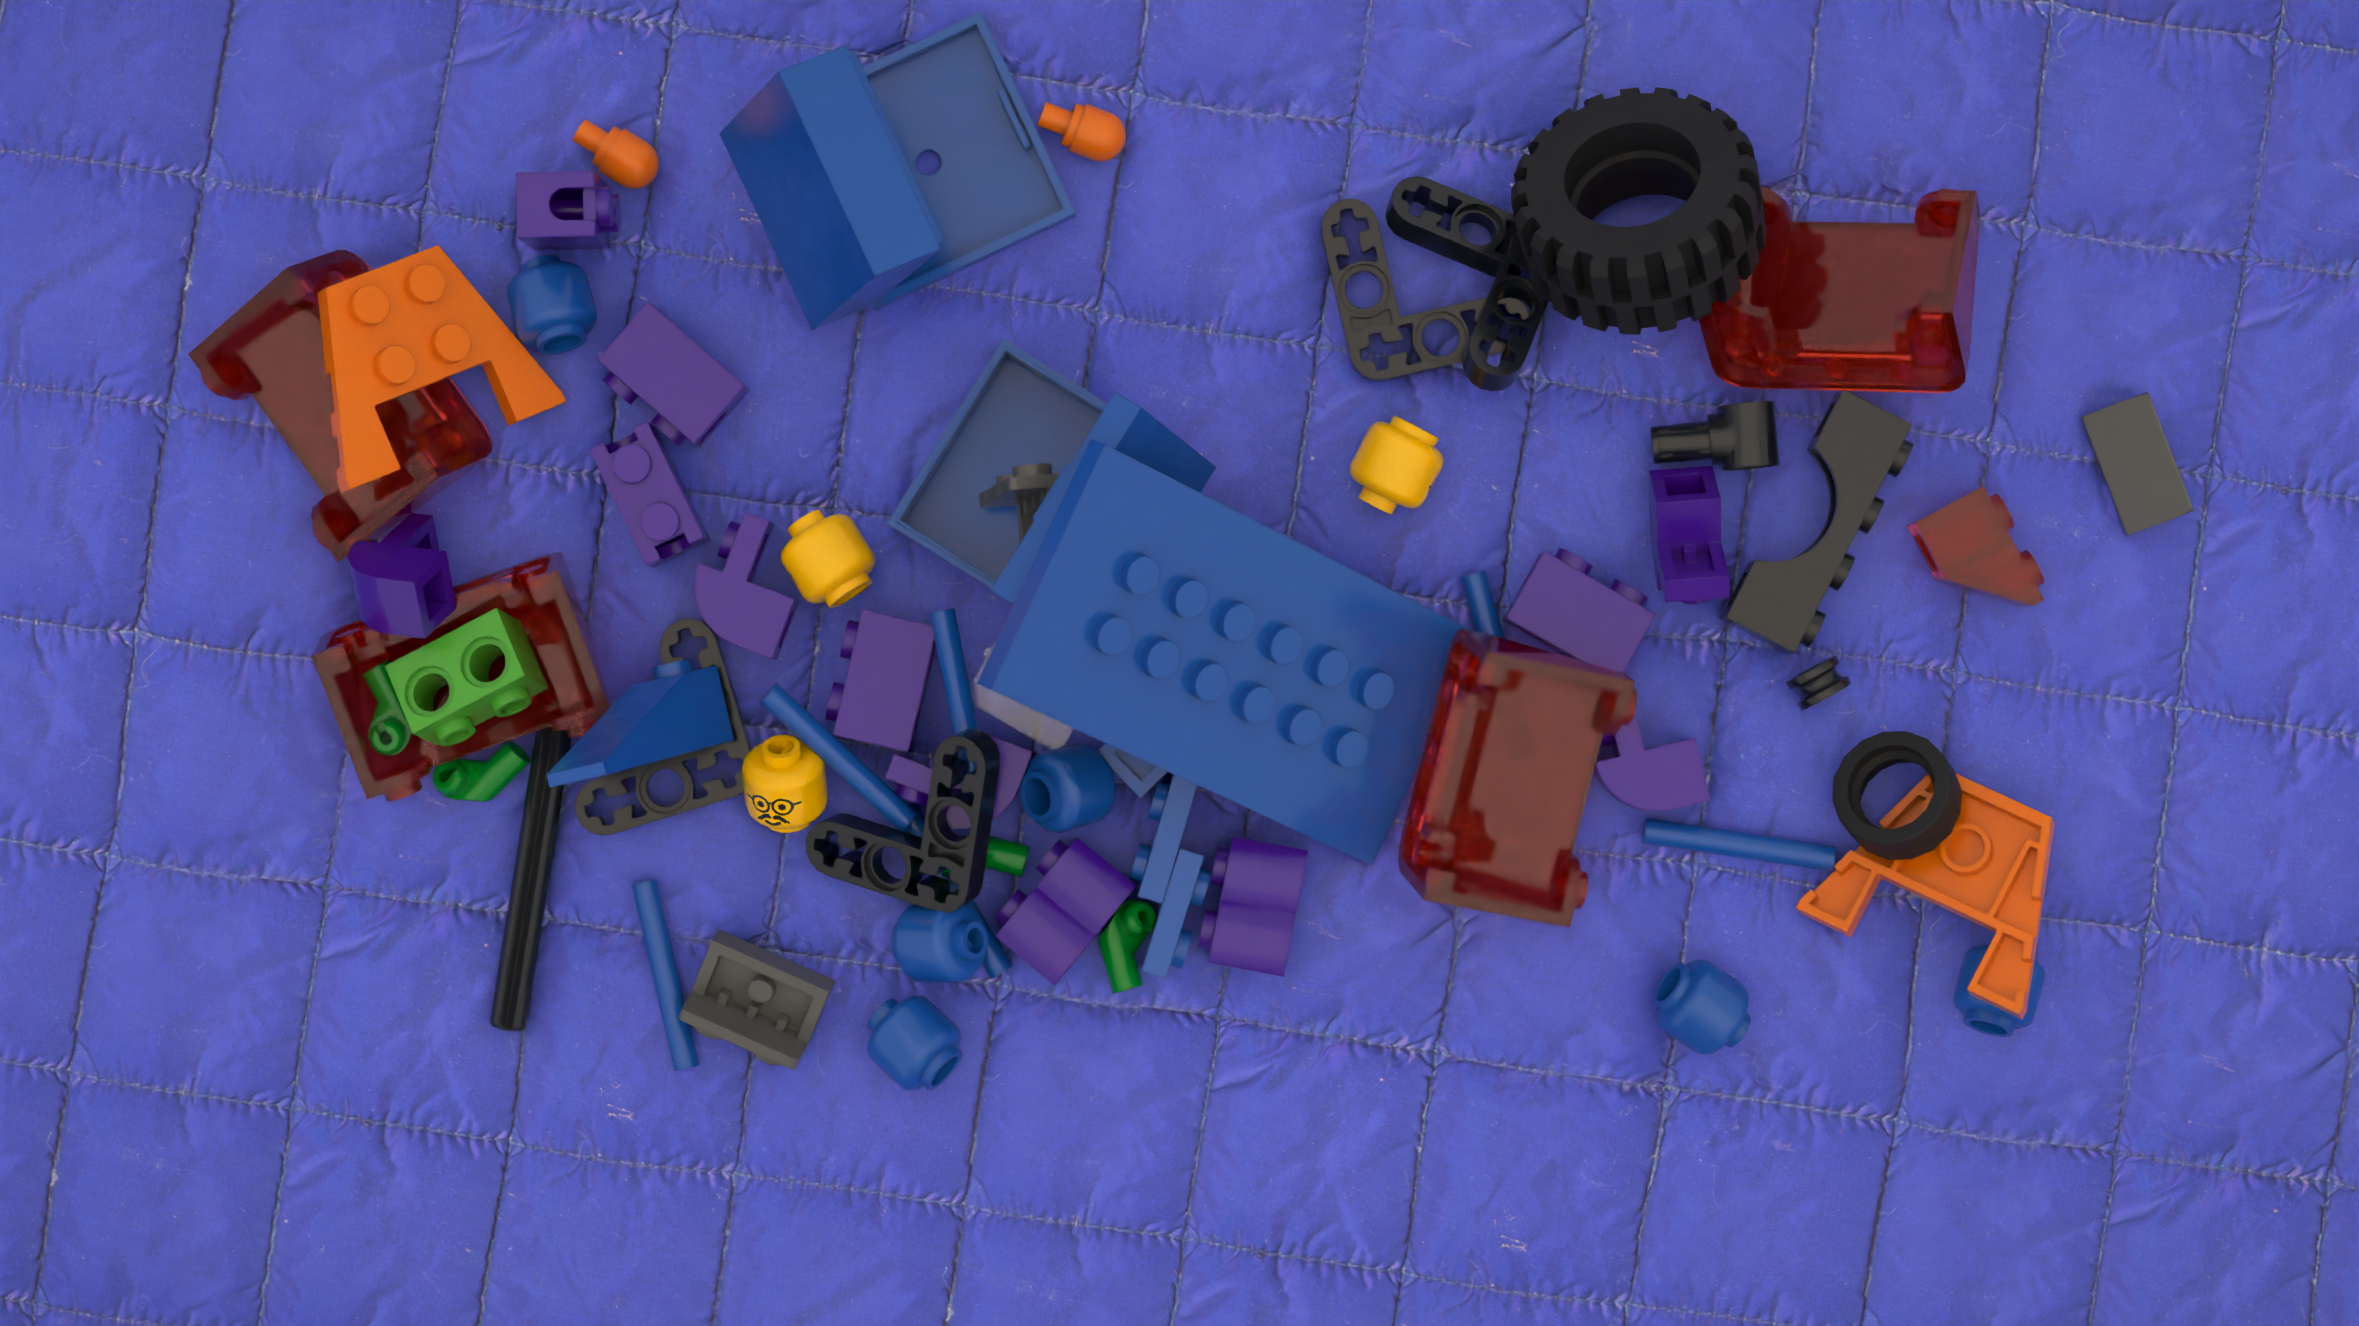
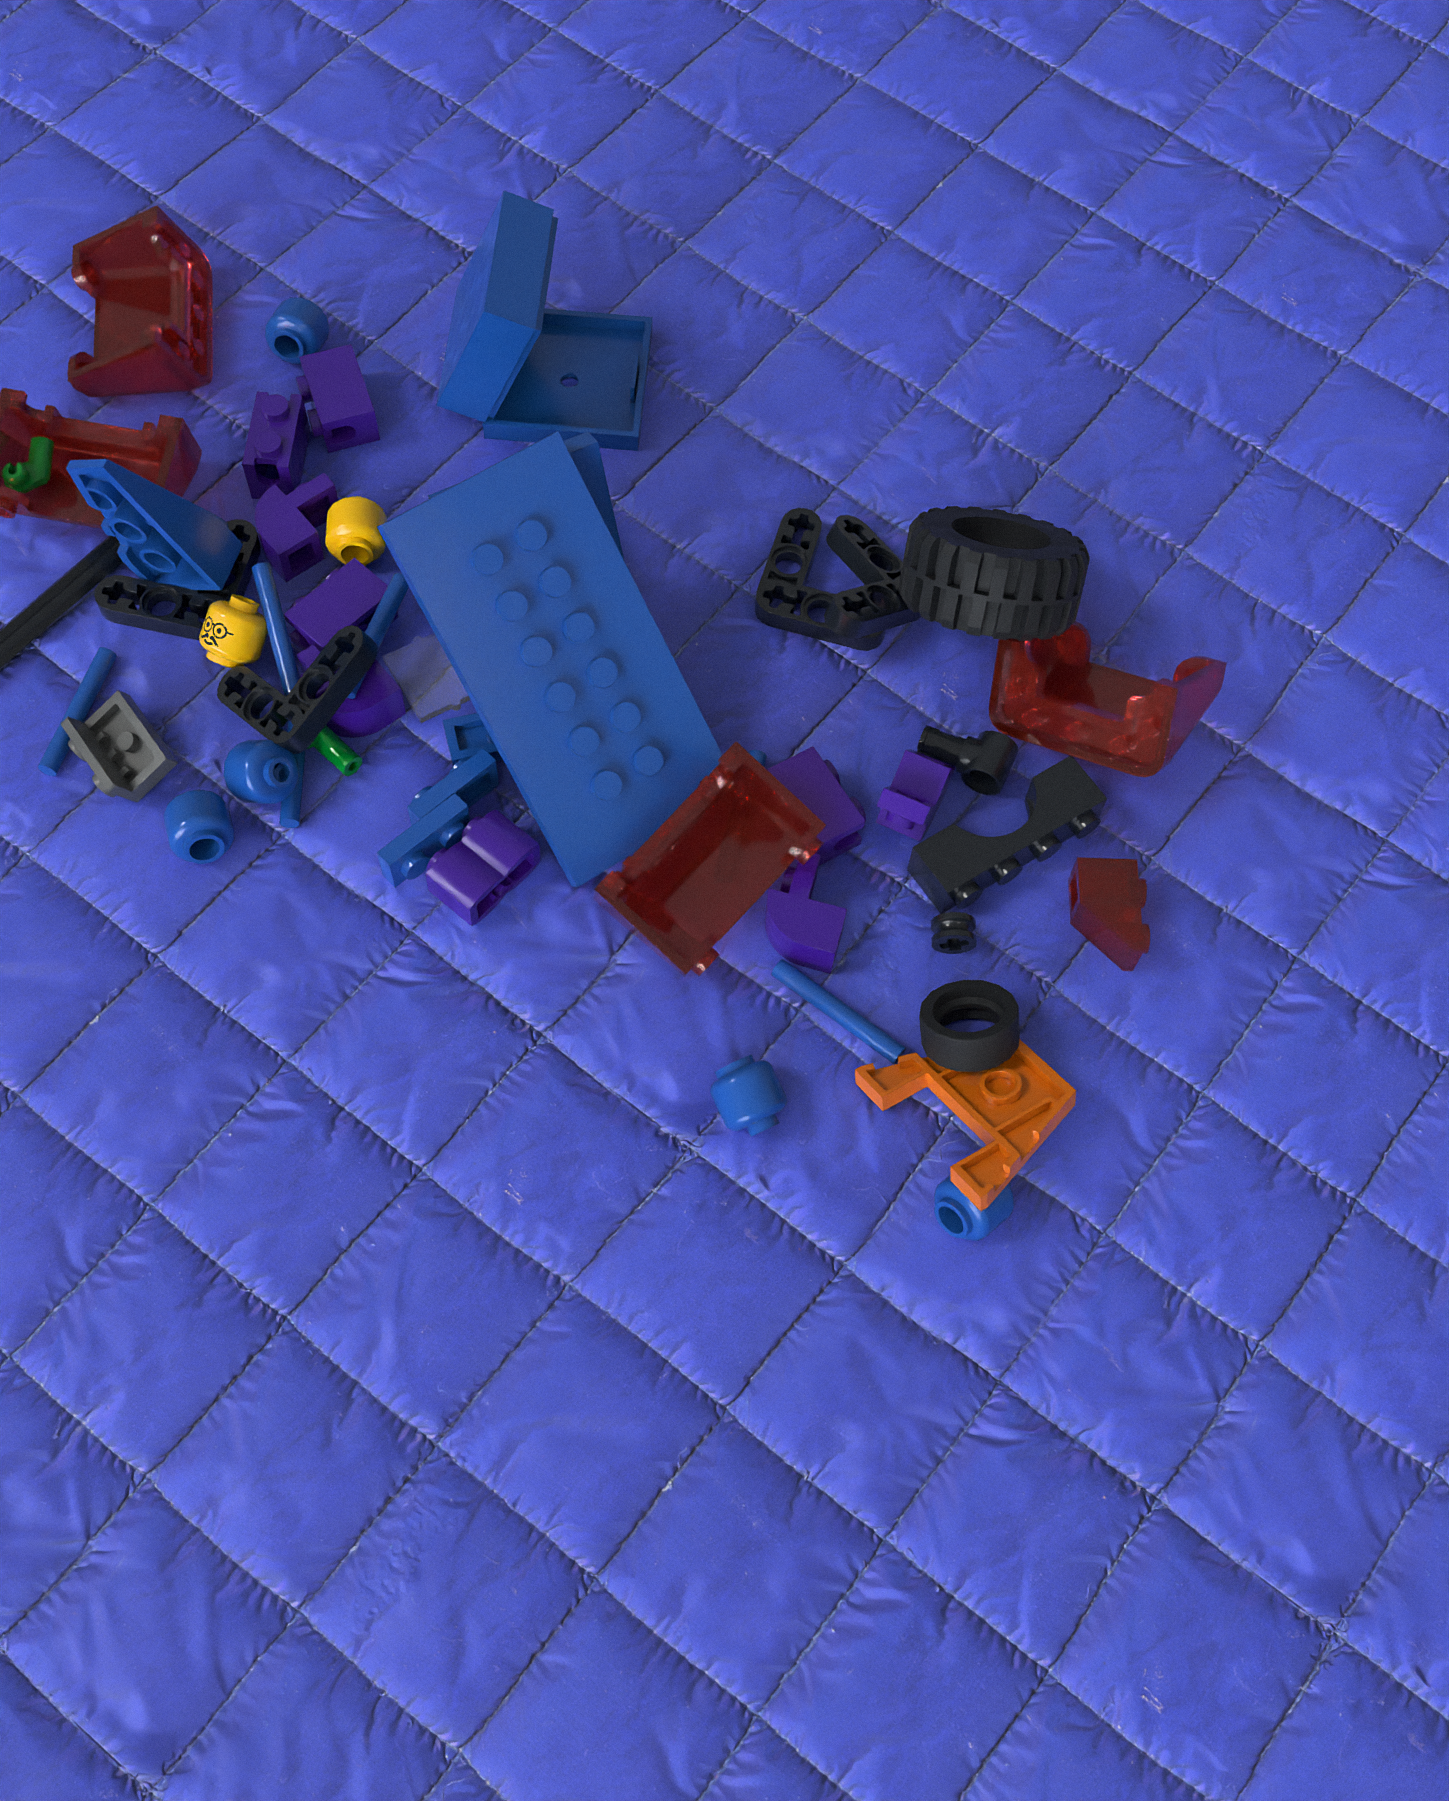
camera: 20 degrees right, 25 degrees down
(403, 580) = (96, 396): dark purple brick -> none
(404, 332) = (200, 285): orange wing -> none
(463, 663) = (58, 448): bright green brick -> none
(478, 778) = (55, 545): green arm -> none
(565, 210) = (338, 277): dark purple brick -> none
(619, 154) = (394, 287): orange cylinder -> none
(1063, 910) = (355, 802): dark purple brick -> none
(1067, 788) = (409, 727): blue head -> none
(1085, 130) = (673, 404): orange cylinder -> none
(1121, 940) = (367, 862): green arm -> none
(1396, 465) = (747, 659): yellow head -> none
(2137, 463) = (1252, 917): dark grey slope -> none

